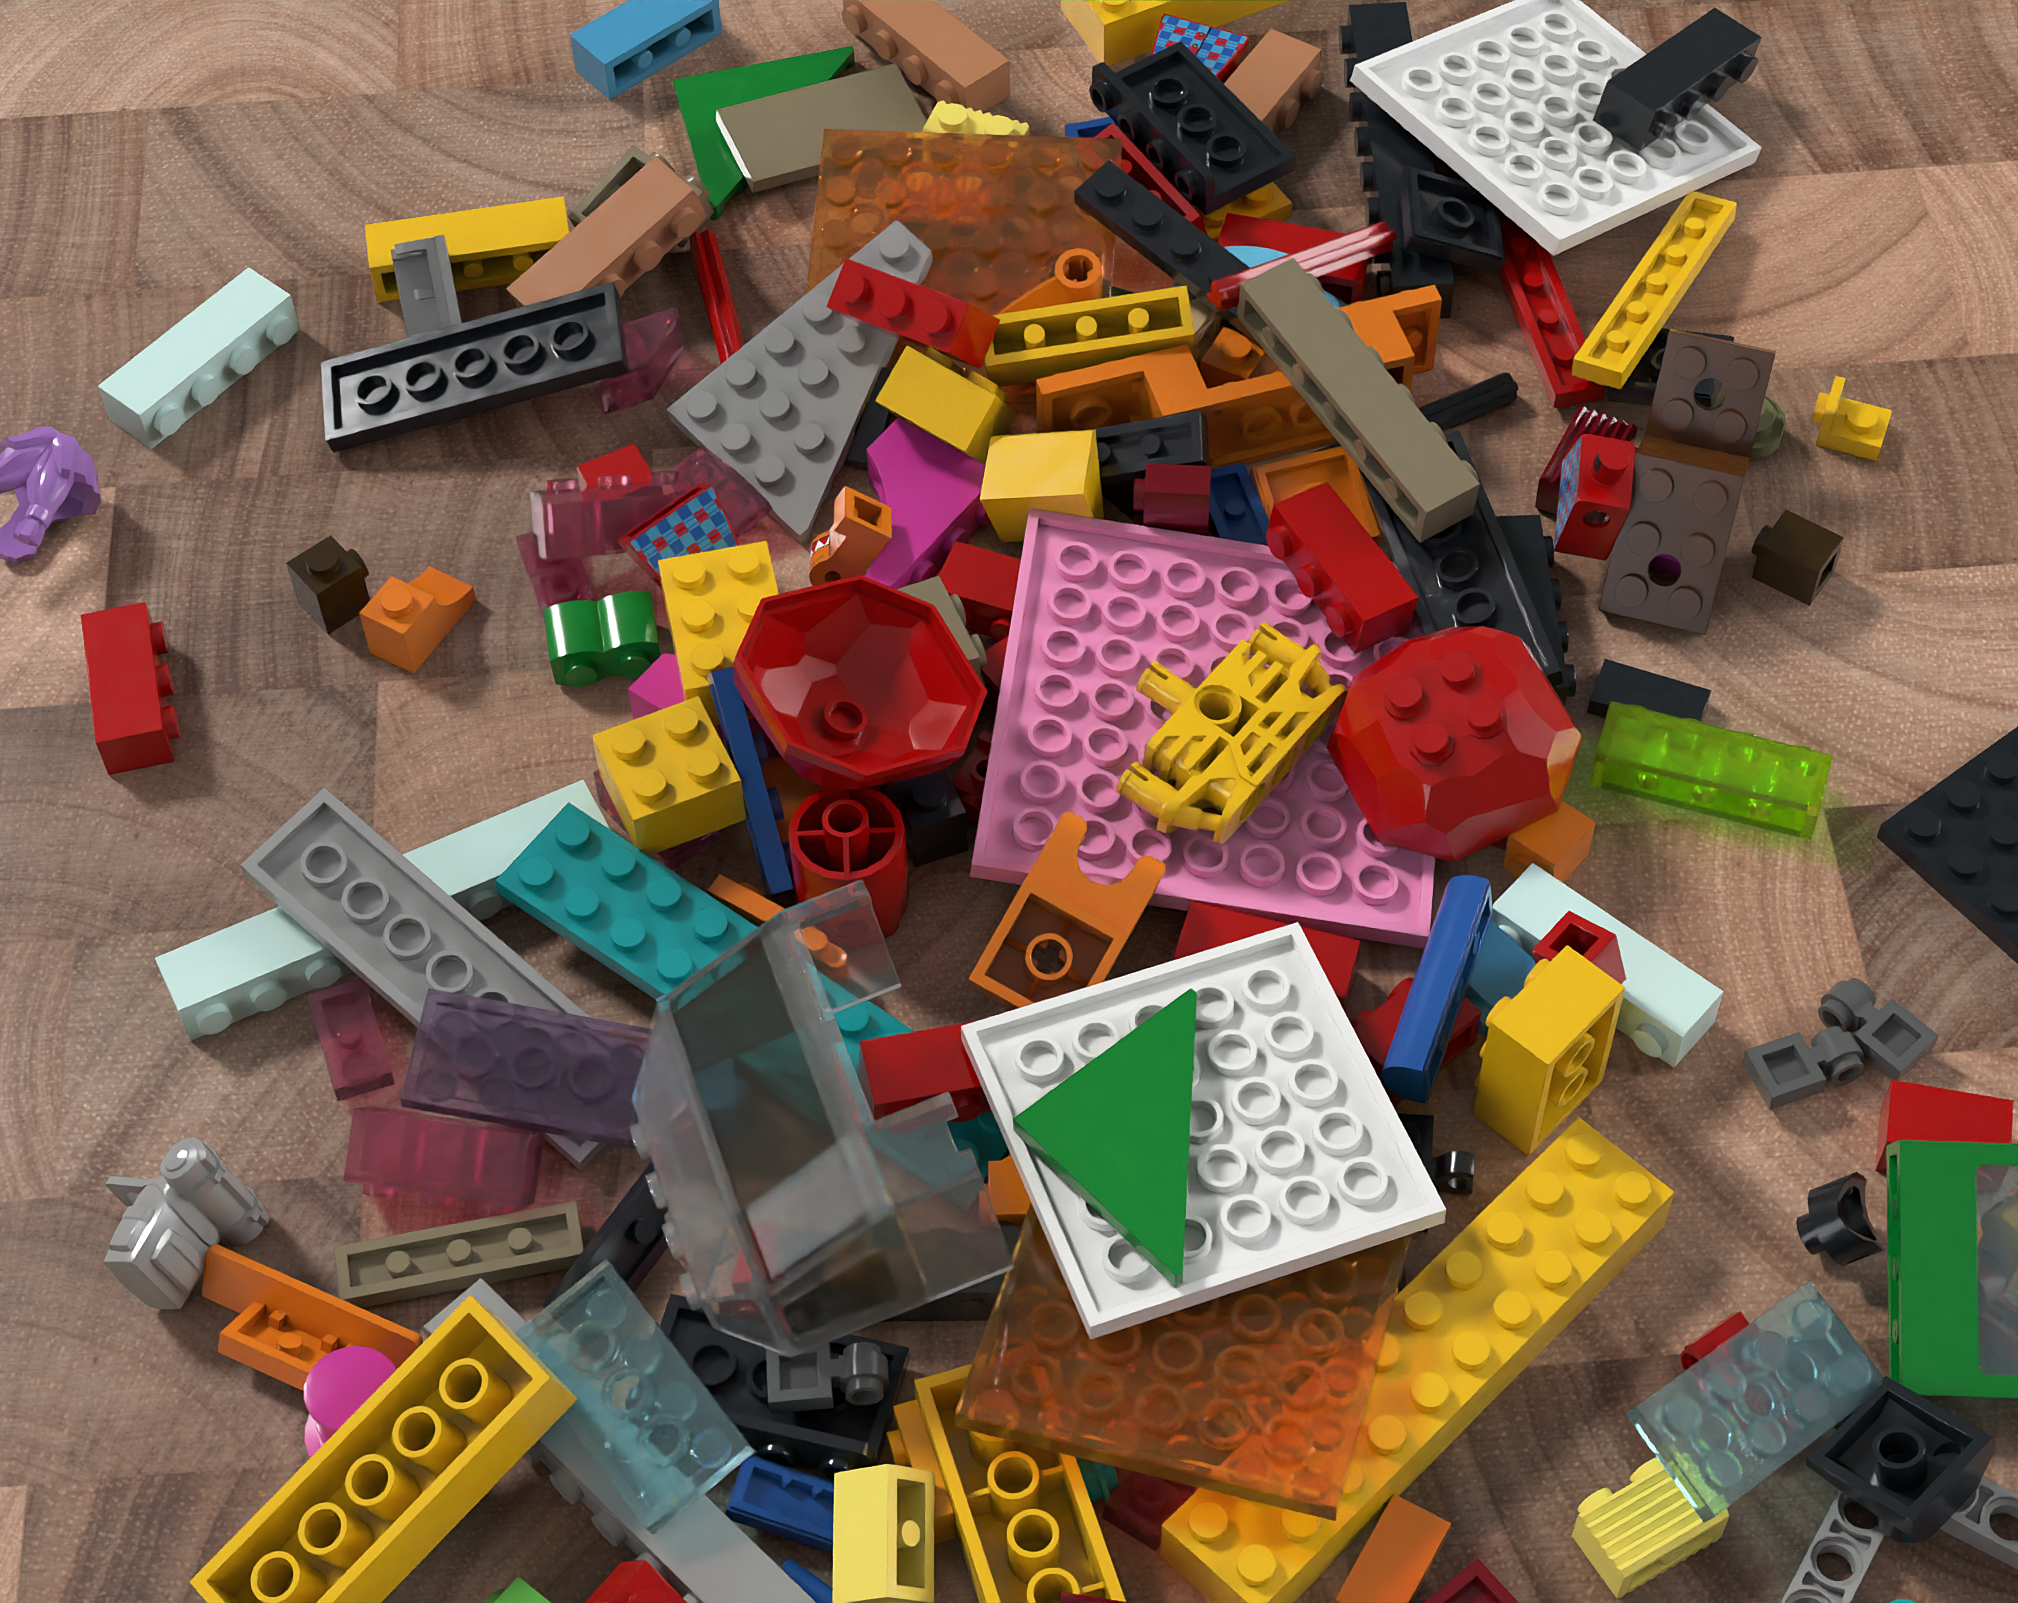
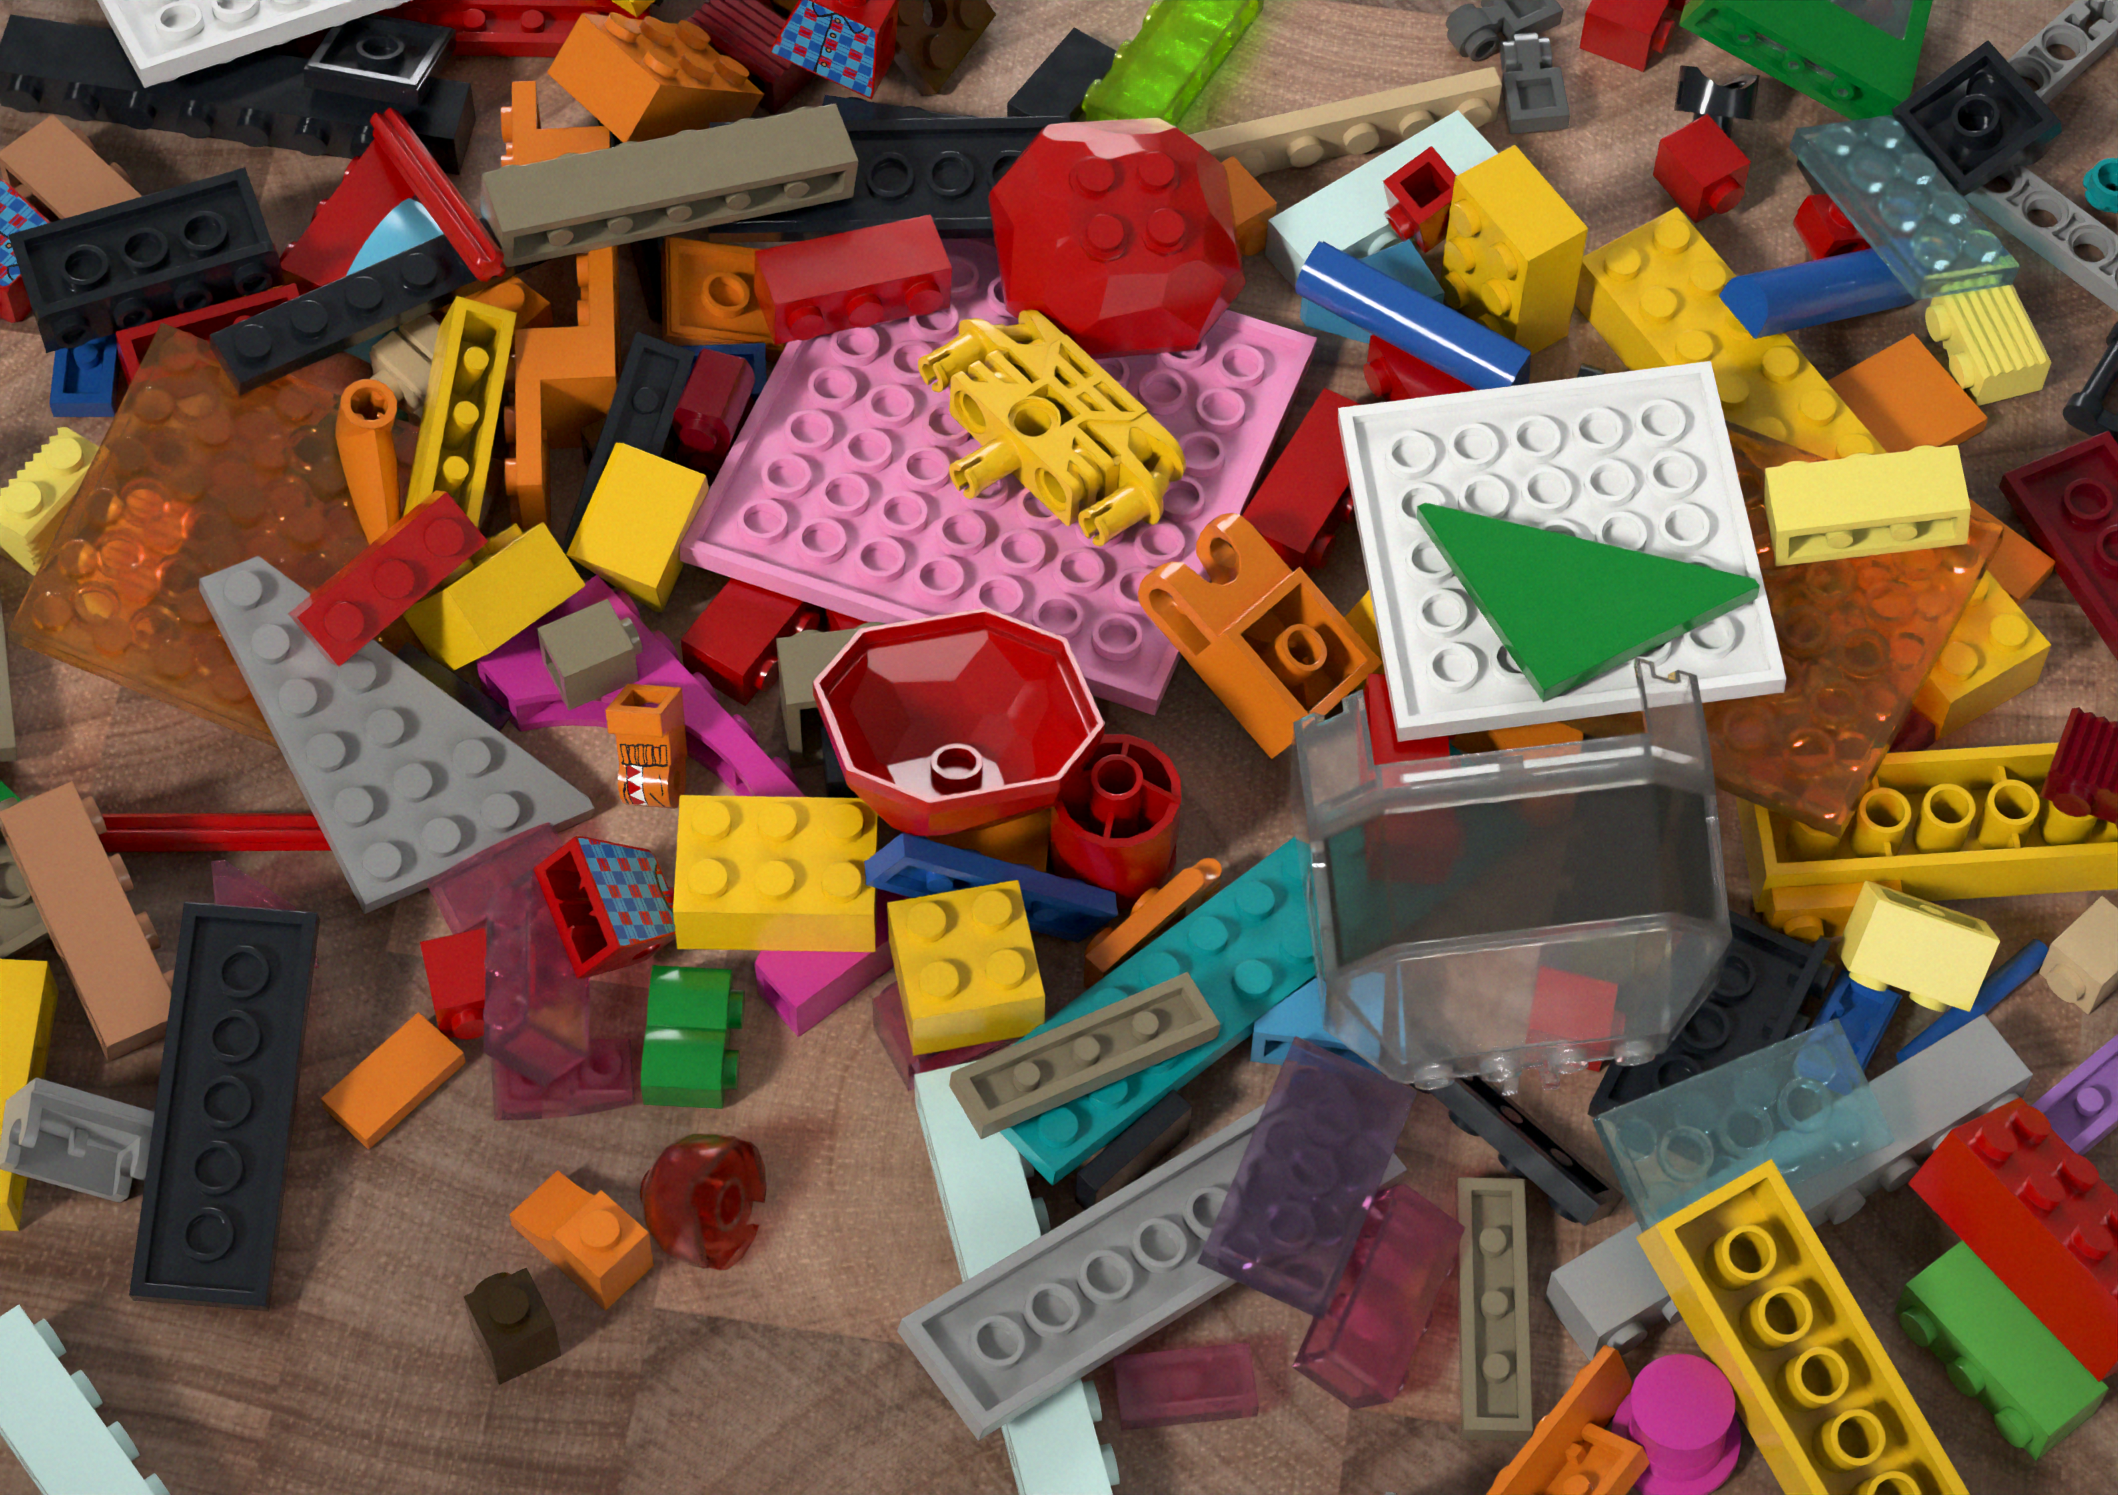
camera: 80 degrees left, 5 degrees up
(450, 675) = (702, 1198): none -> clear red cylinder
(523, 467) = (393, 1080): none -> orange tile
(557, 958) = (1135, 1150): none -> black tile
(595, 868) = (1084, 1055): none -> dark tan plate
(809, 1378) = (1739, 990): dark grey plate -> none
(905, 472) = (590, 653): none -> dark tan brick
(1315, 1369) = (1866, 505): none -> light yellow brick
(1490, 384) = (651, 76): none -> orange brick
(1539, 1461) = (1909, 399): none -> orange tile
(1602, 1316) = (1814, 293): none -> blue brick
(1680, 915) = (1354, 123): none -> tan plate
(1749, 1221) = (1702, 169): none -> red brick

